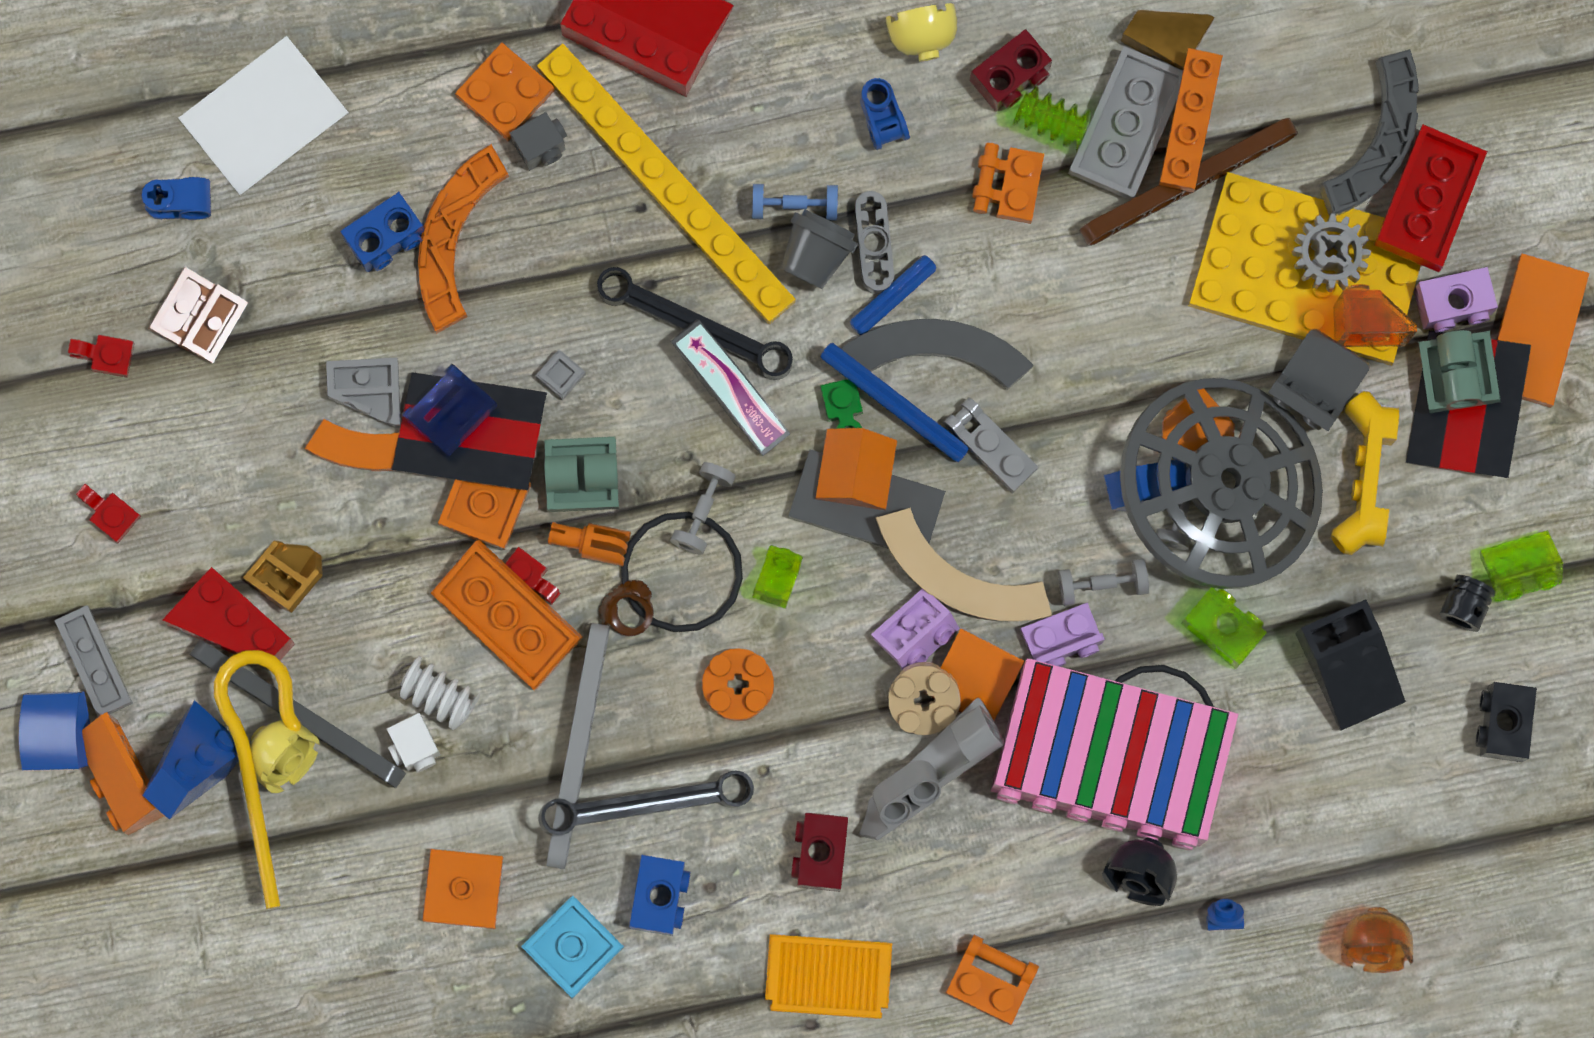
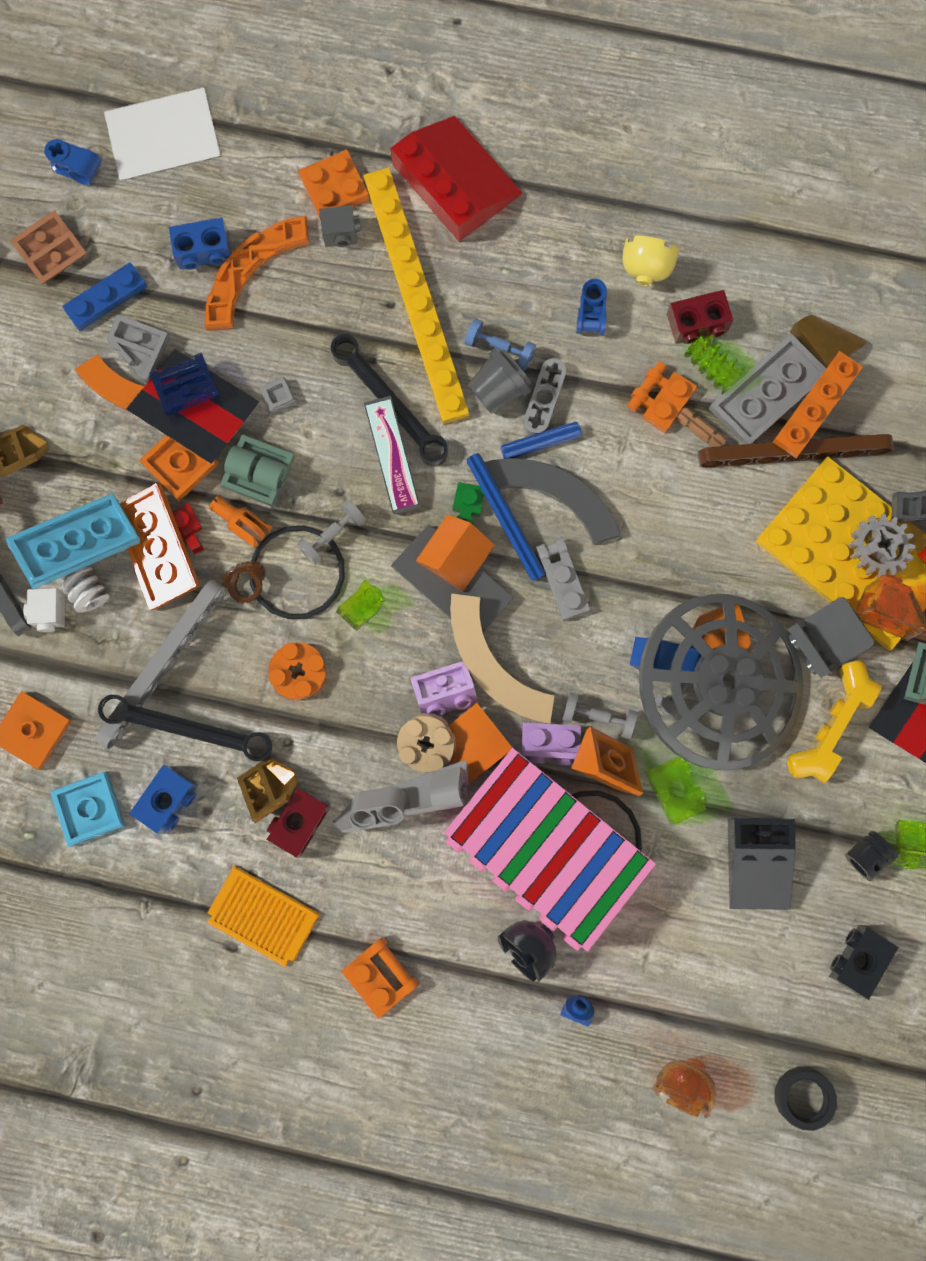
camera: 35 degrees right, 0 degrees up
(295, 345) = (104, 296): none -> blue plate
(415, 648) = (72, 541): none -> medium azure plate
(768, 828) = (267, 787): none -> pearl gold slope
(1071, 201) = (701, 428): none -> medium nougat axle
(1137, 629) = (608, 762): none -> orange slope
(1534, 884) = (827, 1109): none -> black tyre

